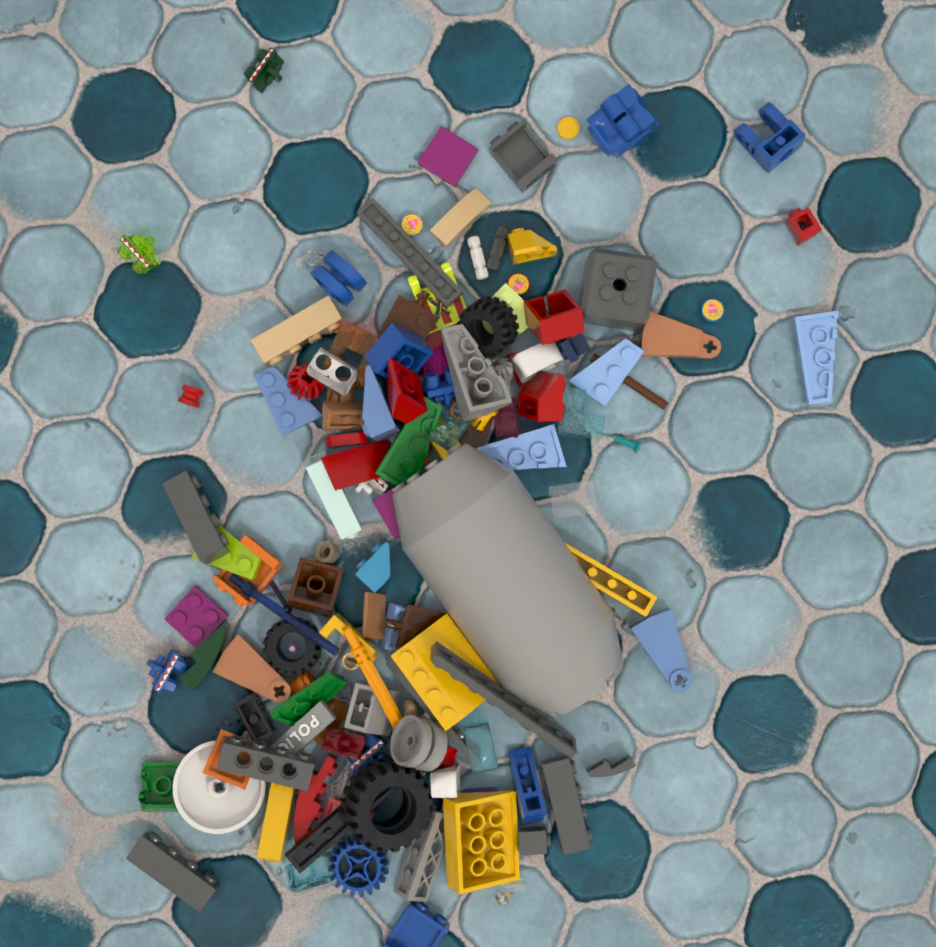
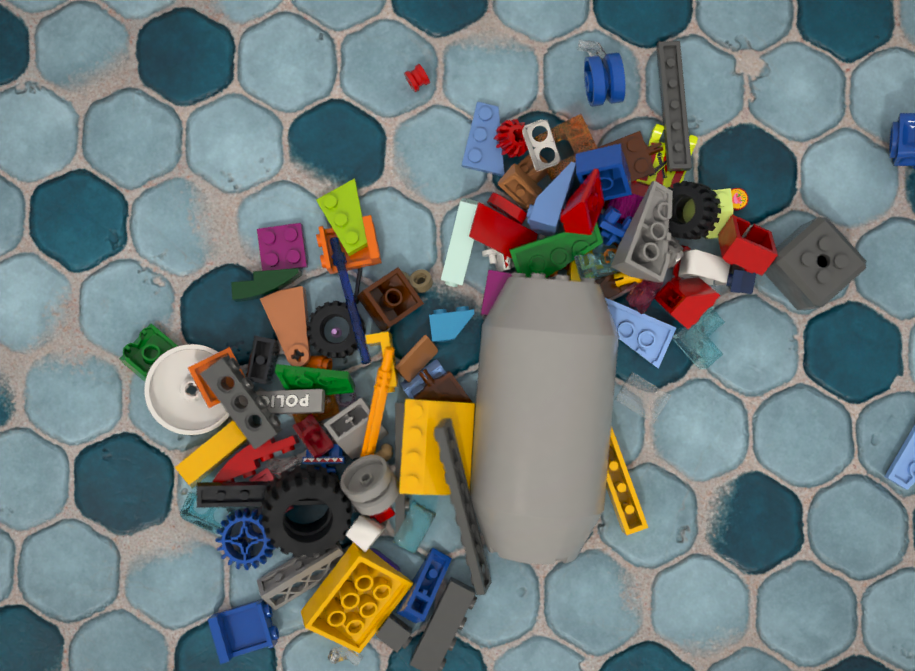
camera: 40 degrees right, 0 degrees up
(172, 662) = (218, 273): blue hips -> none
(173, 871) = (104, 424): dark grey brick -> none
(196, 517) = (345, 171): dark grey brick -> none
(297, 331) = (538, 95): tan brick -> none
(349, 664) = (367, 380): tan hinge -> none
(412, 225) = (693, 87): tile -> none
(448, 156) = (763, 58): magenta tile -> none
(460, 218) = (733, 111): tan slope -> none
(477, 258) = (722, 153): white axle -> none
(497, 248) = (743, 159): dark grey axle -> none
(521, 156) = (820, 103): dark grey panel -> none
(529, 246) = (769, 177): yellow slope -> none
(568, 128) = (873, 112): yellow piece -> none
(603, 769) = (495, 625): dark grey slope -> none
(608, 372) = (752, 322): light blue wing -> none
(636, 446) = (724, 397): teal piece -> none
(640, 389) = (760, 343): reddish brown bar -> none
(663, 645) = (618, 570): medium blue piece -> none
(675, 340) = (824, 341): nougat piece -> none
(712, 310) = (870, 342): tile -> none

